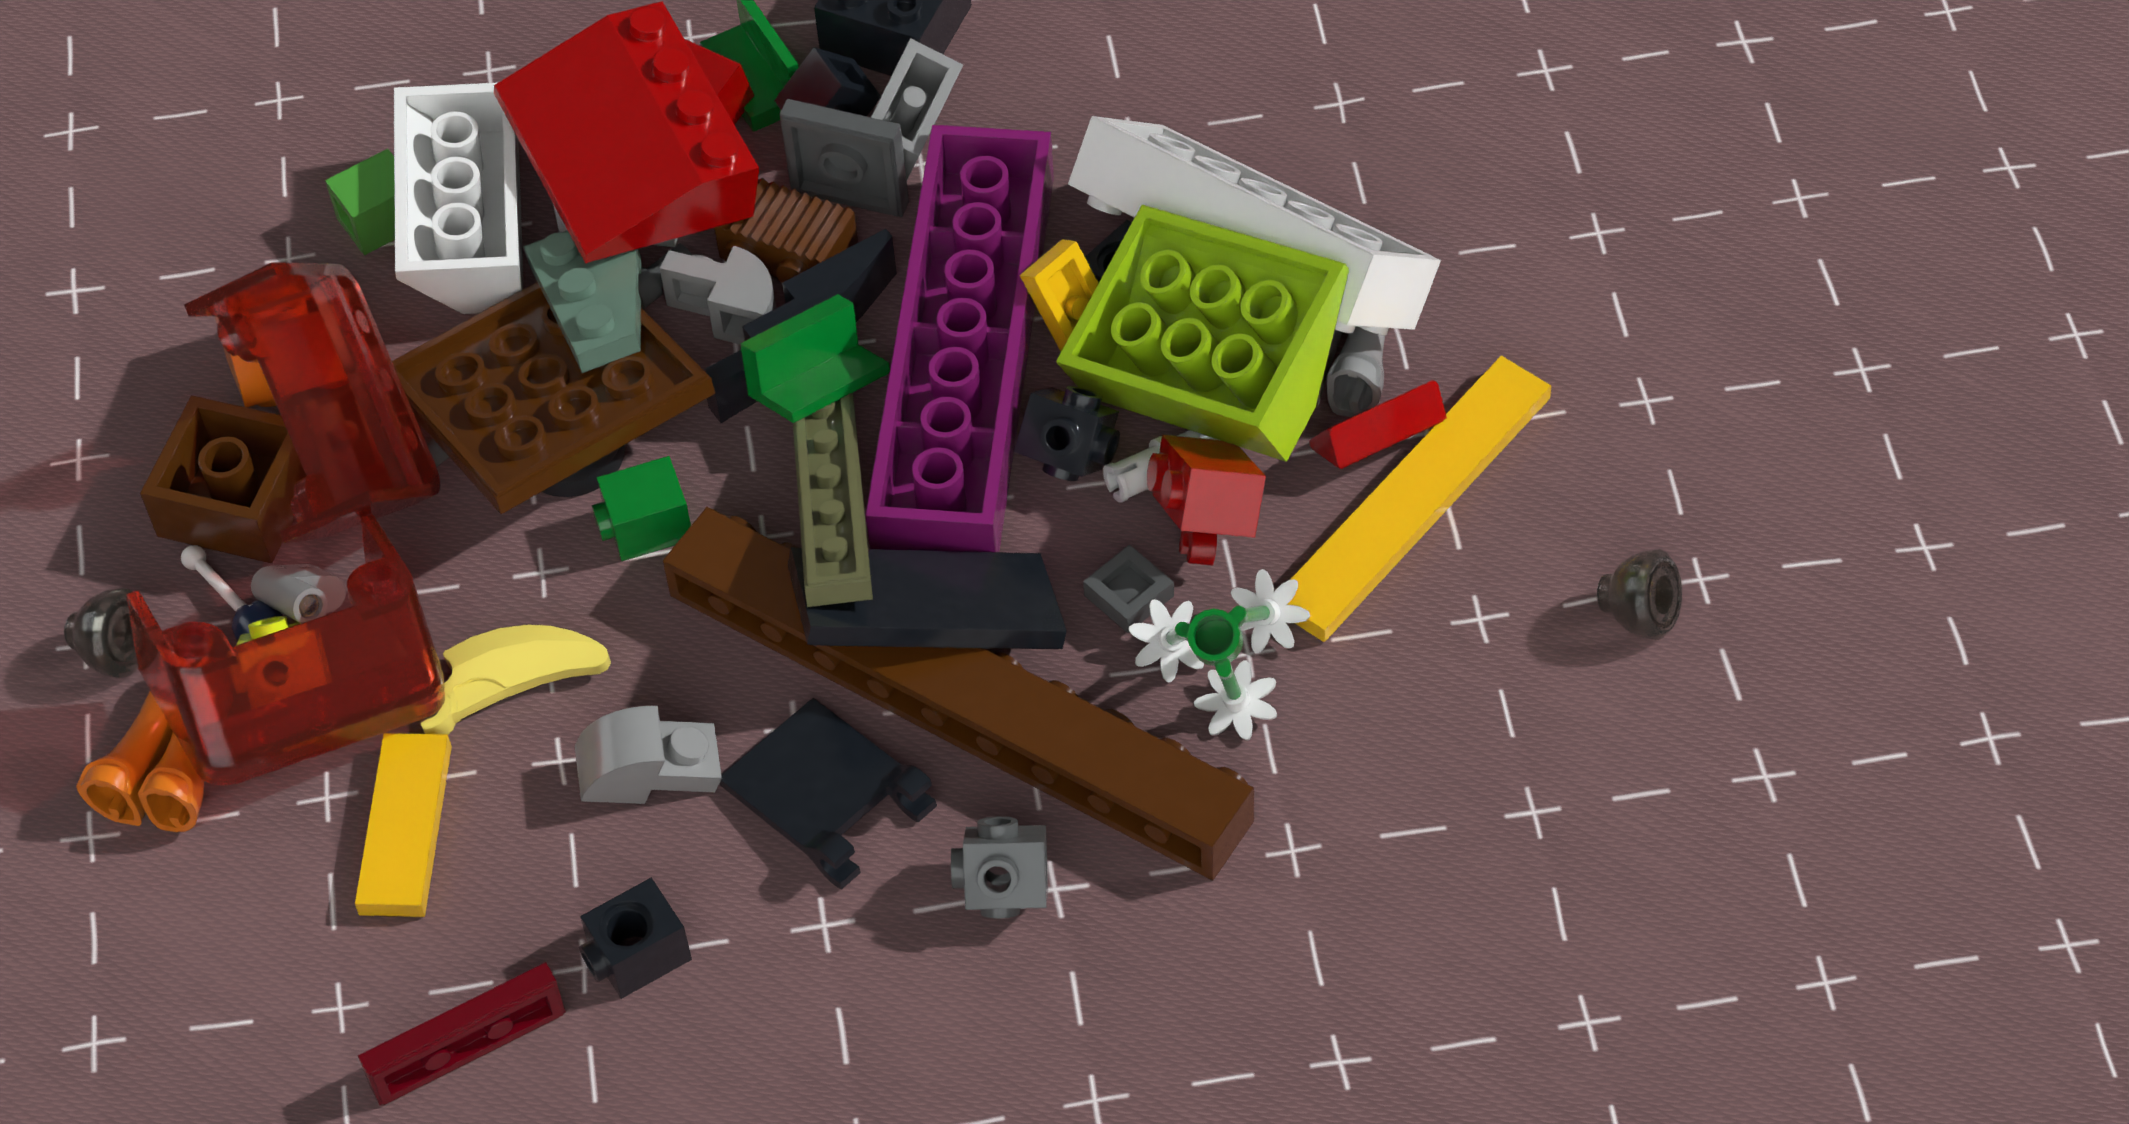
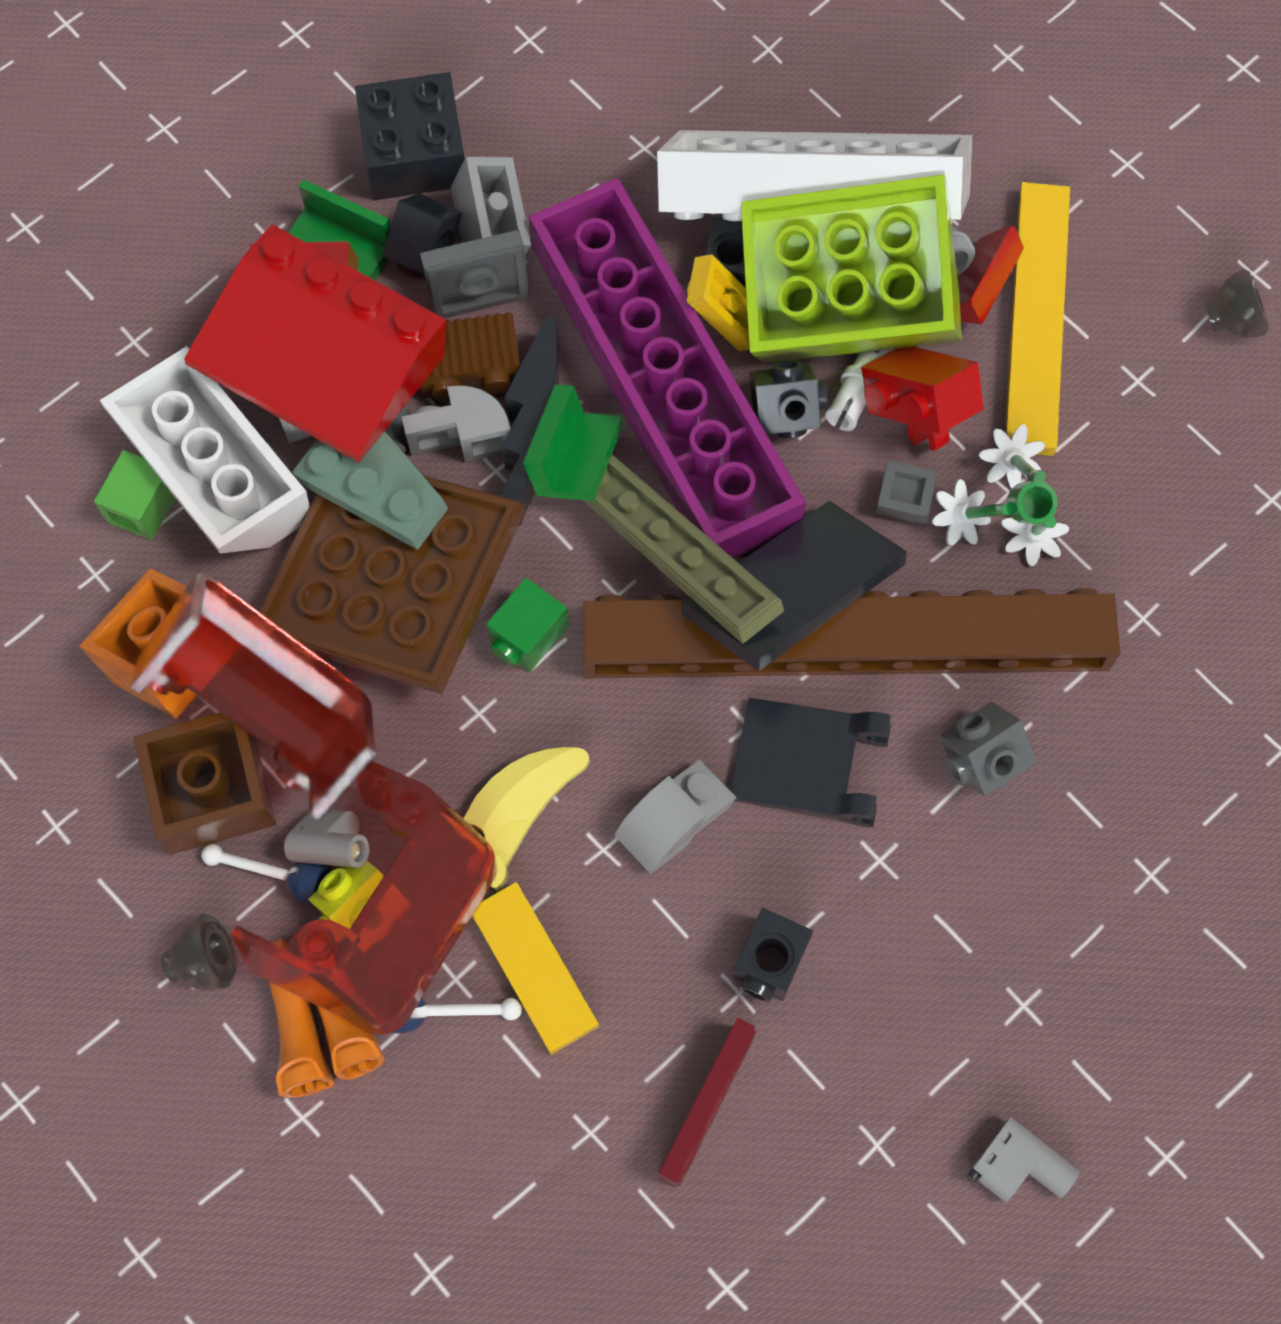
camera: 35 degrees left, 15 degrees up
(261, 794) = (509, 1009): none -> white hinge

